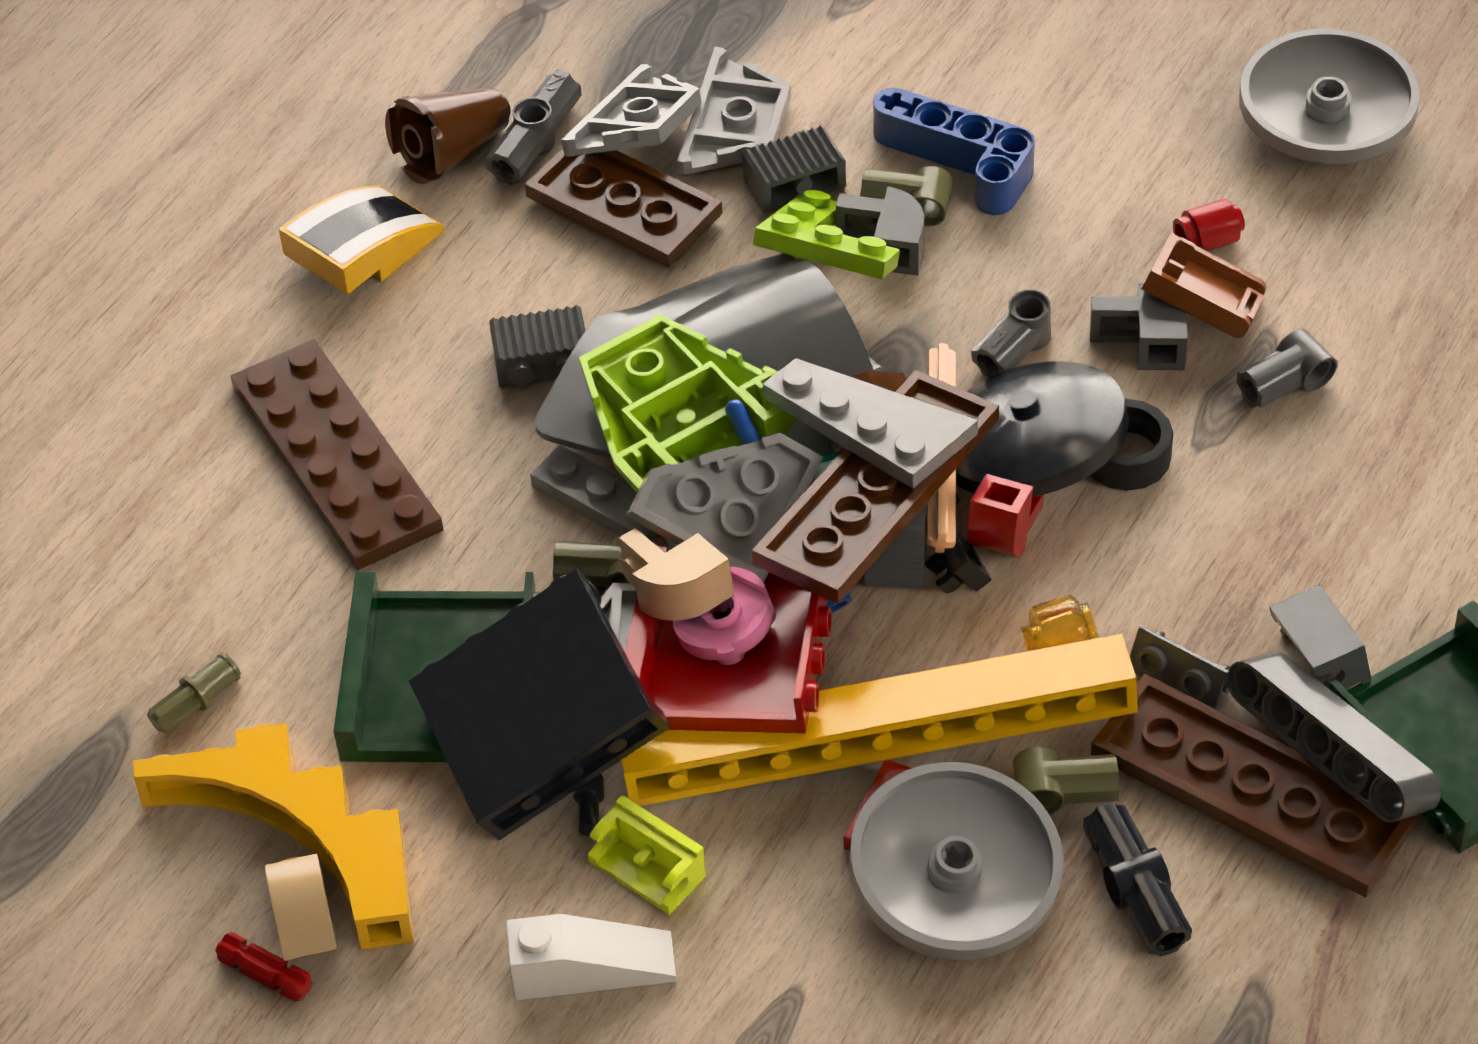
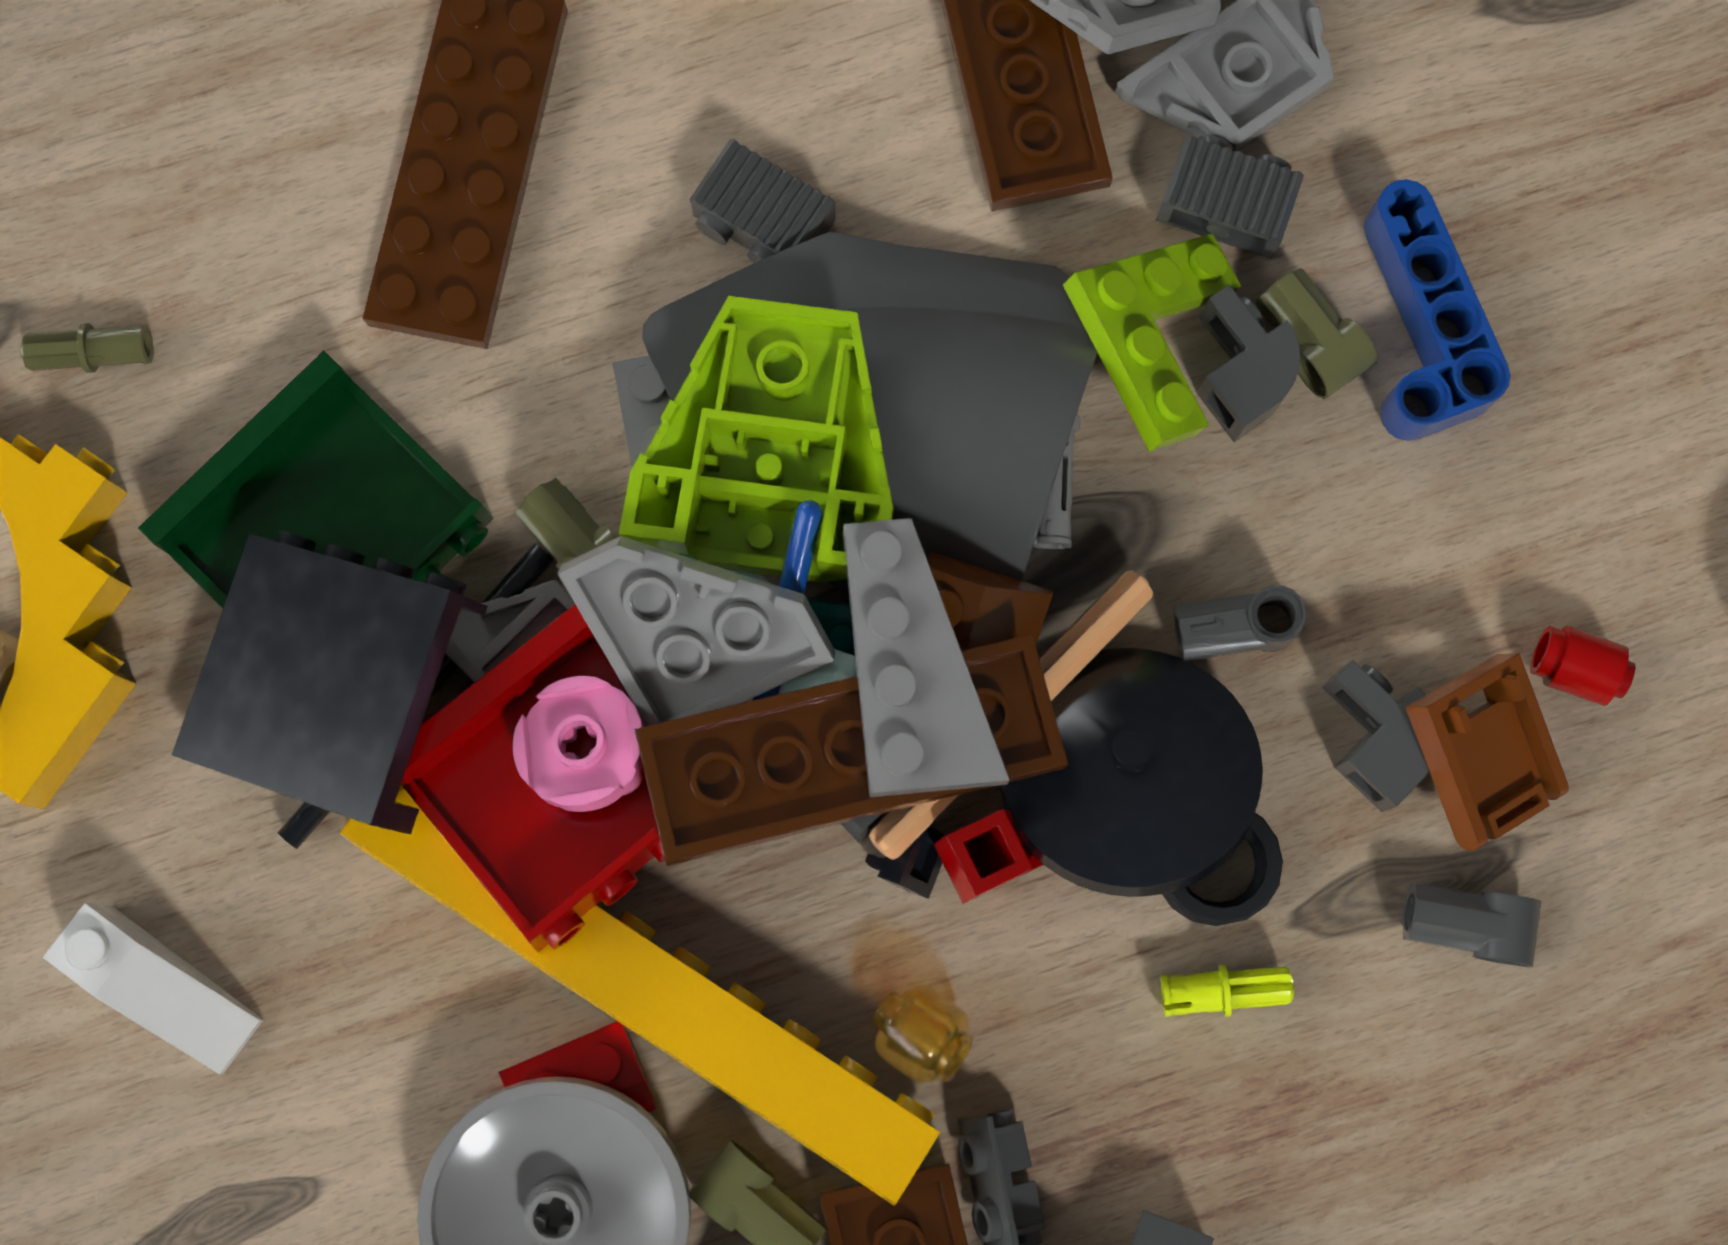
camera: 40 degrees right, 30 degrees up
(647, 855) = (308, 922): neon yellow hinge -> none
(677, 582) = (549, 690): tan brick -> none
(1196, 494) = (1226, 990): none -> neon yellow axle

